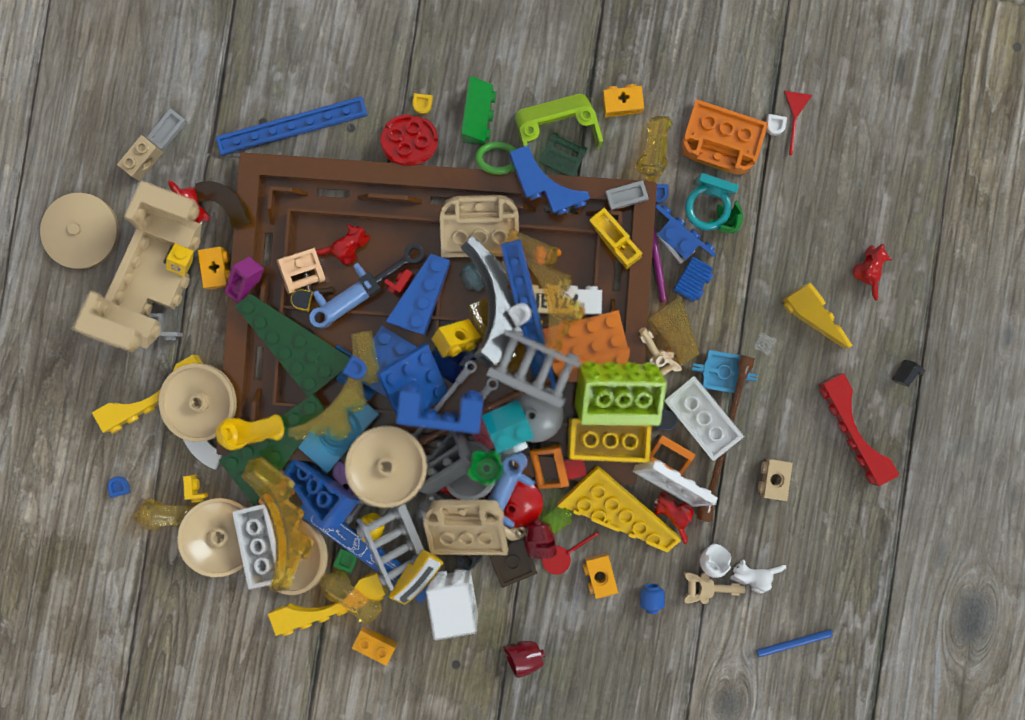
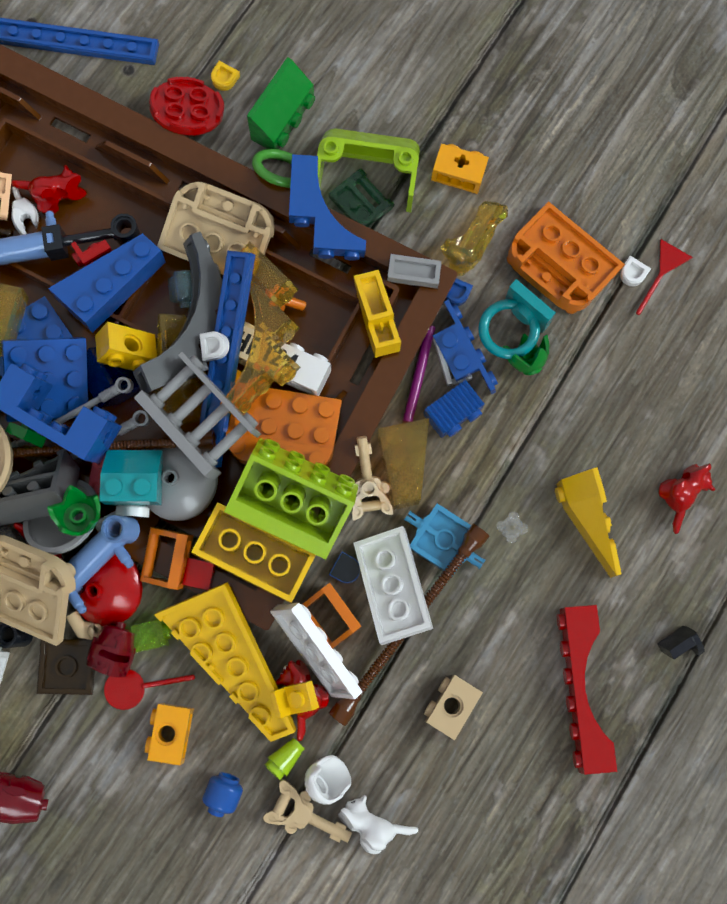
camera: 20 degrees right, 10 degrees down
(331, 269) = (22, 210): none -> white hand
(421, 430) = (26, 434): none -> green plate
(674, 520) = (294, 699): none -> yellow bracket
(680, 560) = (284, 758): none -> lime cone

